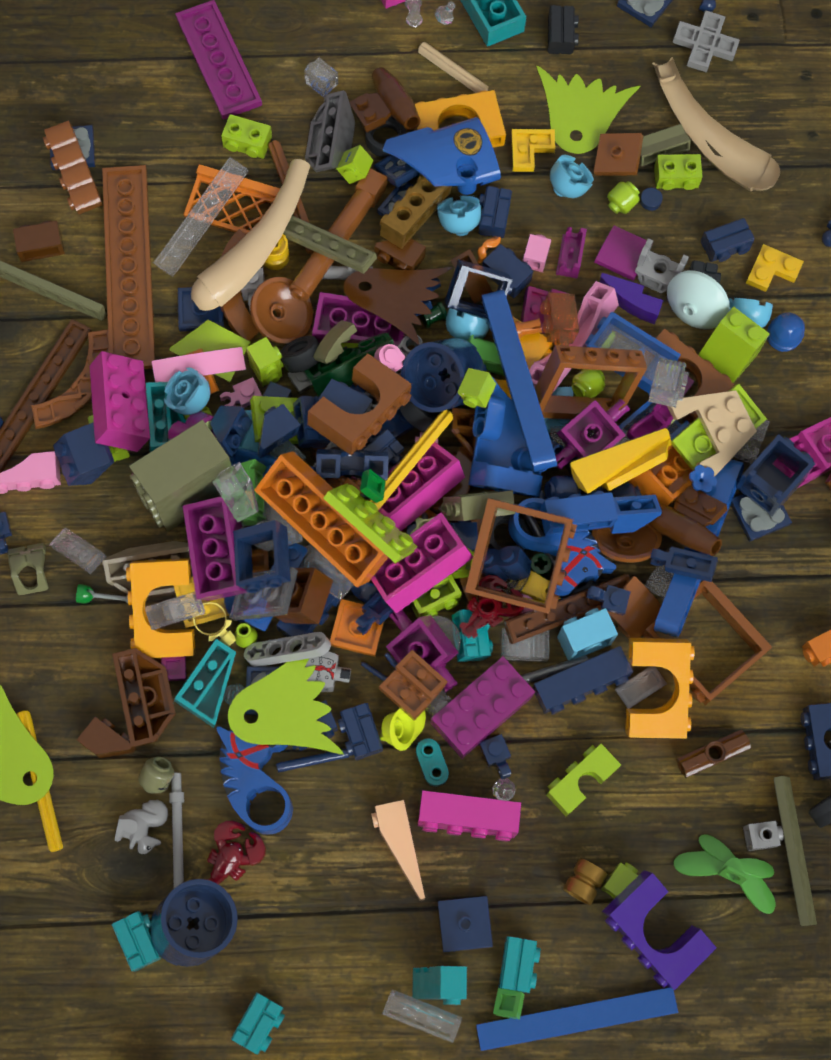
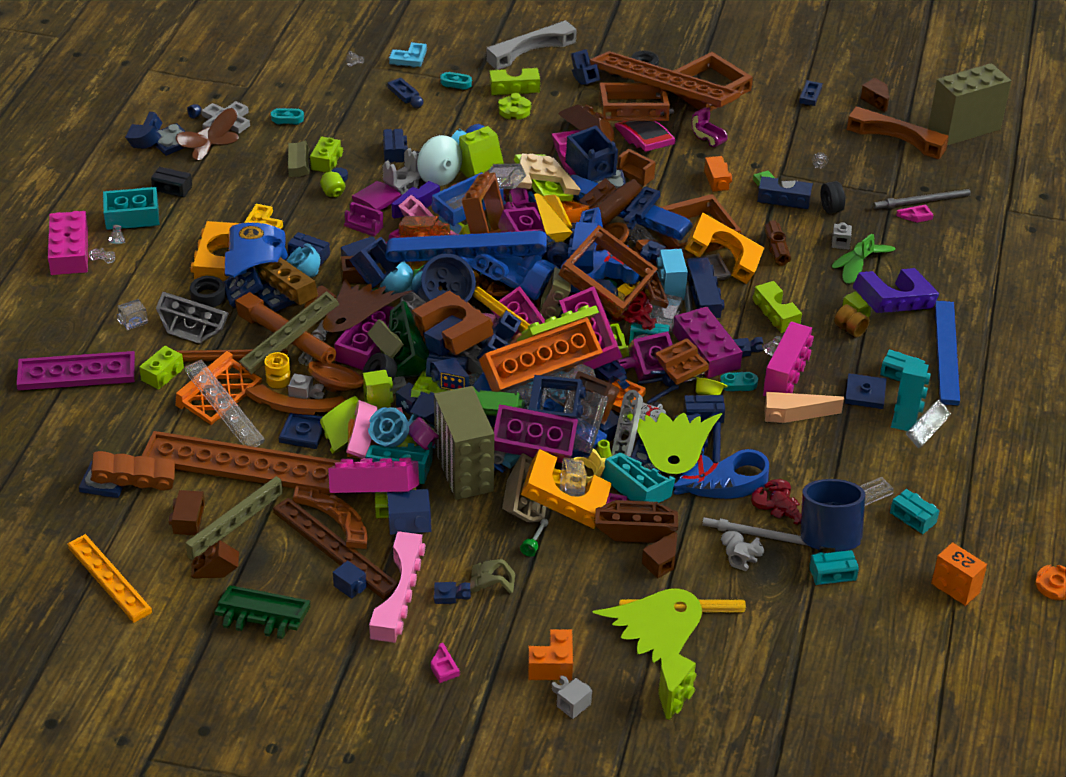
camera: 70 degrees left, 30 degrees down
(78, 550) = (493, 534): clear plate -> none
(156, 775) = (702, 527): olive head -> none
(237, 491) = (494, 393): clear slope -> none
(240, 264) = (284, 383): tan animal -> none
(270, 947) = (874, 494): none -> clear tile
(354, 164) = (230, 304): lime brick -> none
(372, 486) = (522, 324): green plate -> none
(390, 99) = (184, 276): reddish brown plate -> none
(390, 356) = (416, 300): bright pink plate -> none
(451, 68) = (168, 246): tan axle -> none
(476, 388) = (472, 254): lime brick -> none
(489, 243) = (339, 248): orange piece -> none
(508, 1003) = (934, 379): bright green plate -> none
(537, 252) = (353, 233): bright pink brick -> none
(570, 178) = (304, 204): medium azure cylinder -> none
(581, 109) = (242, 192): lime piece -> none
(618, 154) = (296, 177): dark orange plate -> none
(660, 32) = (216, 134): none -> reddish brown piece
(703, 478) = (578, 190): blue plant -> none
(738, 107) = (287, 116): none -> teal plate
(739, 160) = (329, 125): tan animal -> none
(771, 263) = (423, 131): yellow plate -> none
(795, 851) = (857, 223): olive tile -> none
(800, 538) = (636, 167): none -> dark orange panel

